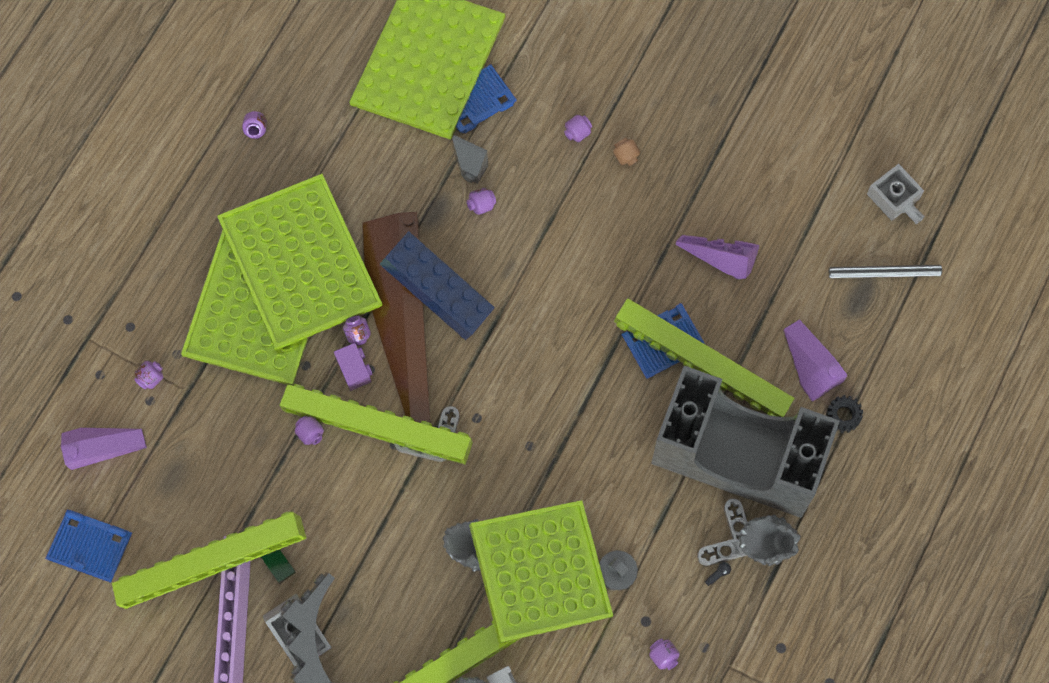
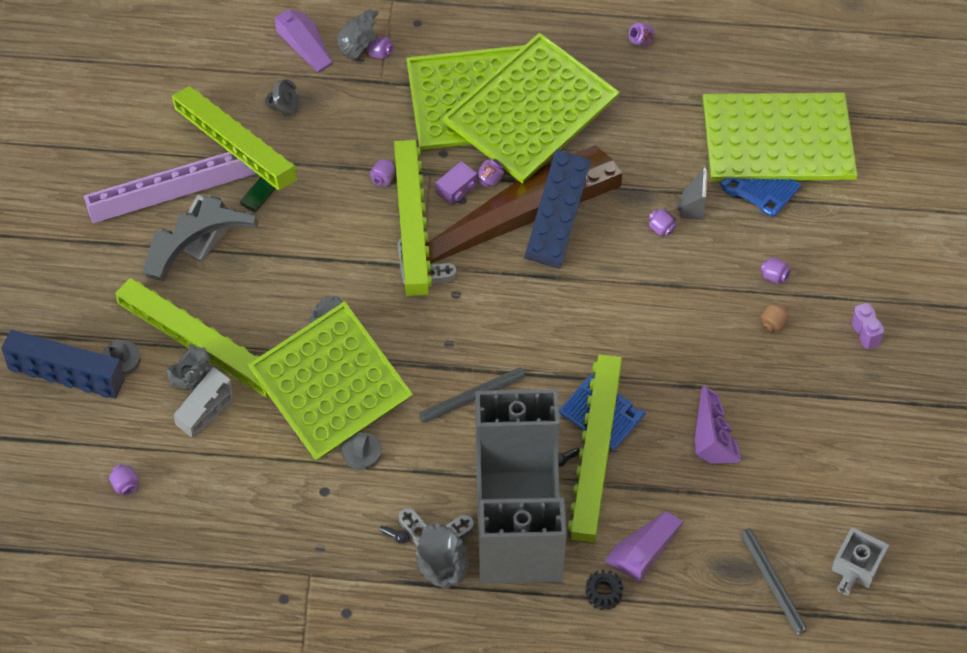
camera: 65 degrees right, 15 degrees down
(88, 546) = (217, 65): blue window -> none
(129, 388) = (357, 34): none -> dark grey hair
(172, 490) = (284, 97): none -> dark grey tile
(597, 447) = (469, 396): none -> dark grey axle
(664, 654) = (297, 511): medium lavender head -> none
(670, 80) = (867, 326): none -> medium lavender brick

